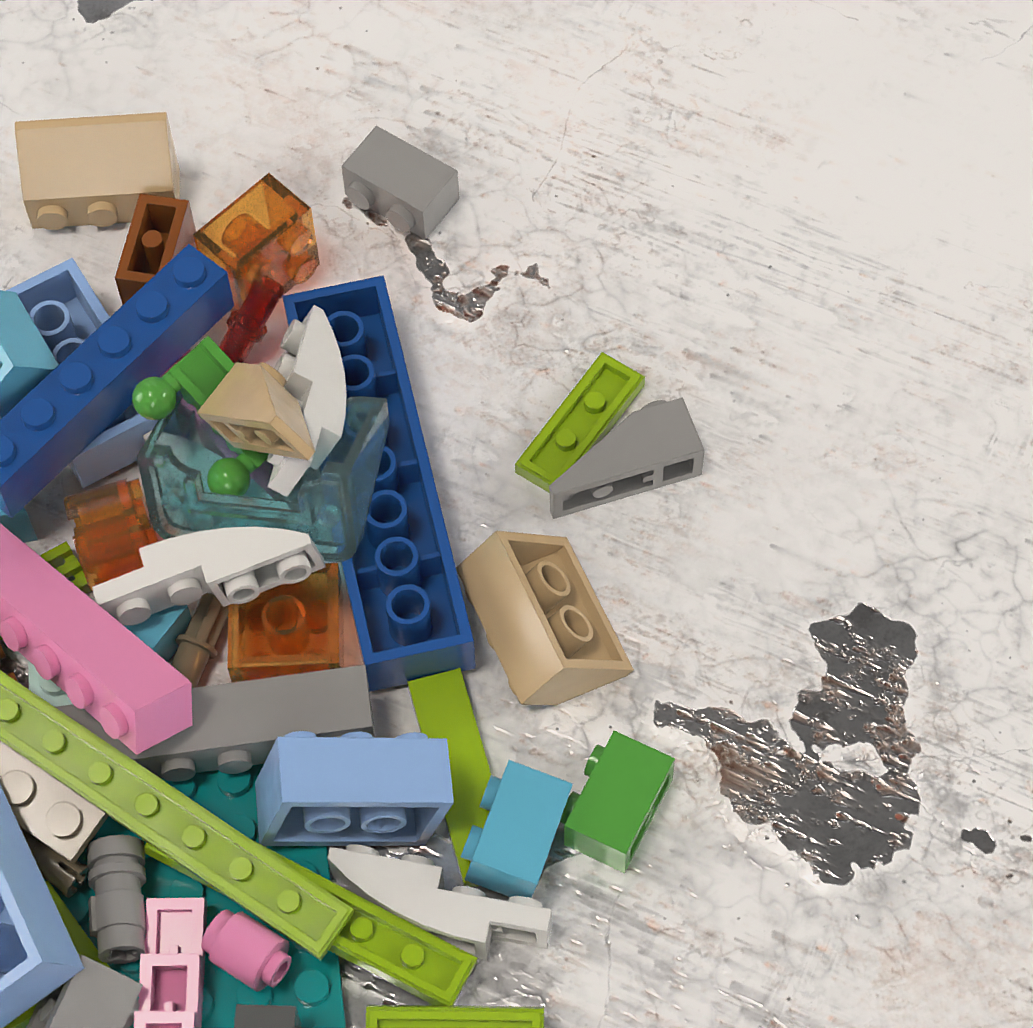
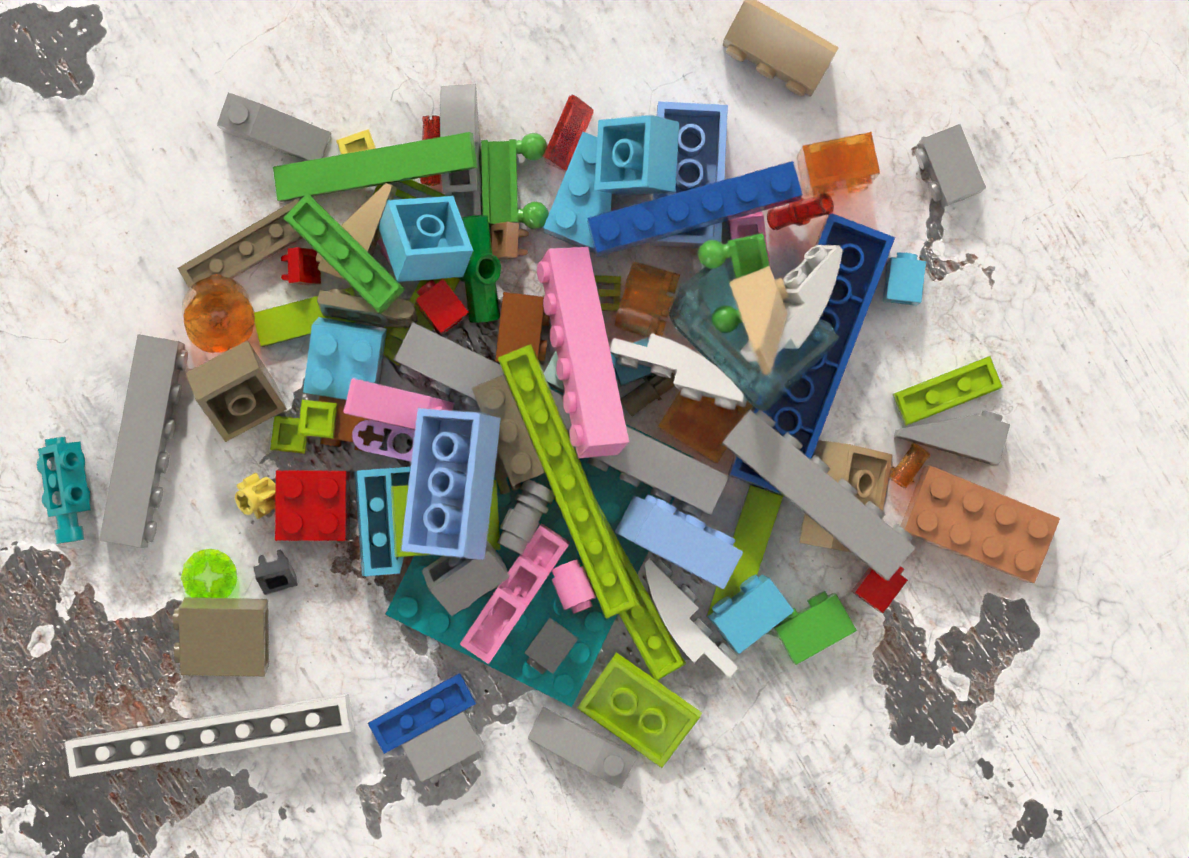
camera: 30 degrees right, 25 degrees up
(155, 237) = (778, 125): dark orange brick -> none
(434, 332) = (904, 279): none -> medium azure brick
(495, 604) = (819, 495): none -> light grey brick
(596, 533) = (909, 466): none -> clear orange pin
(664, 692) = (877, 591): none -> red brick
(735, 540) = (979, 524): none -> nougat brick

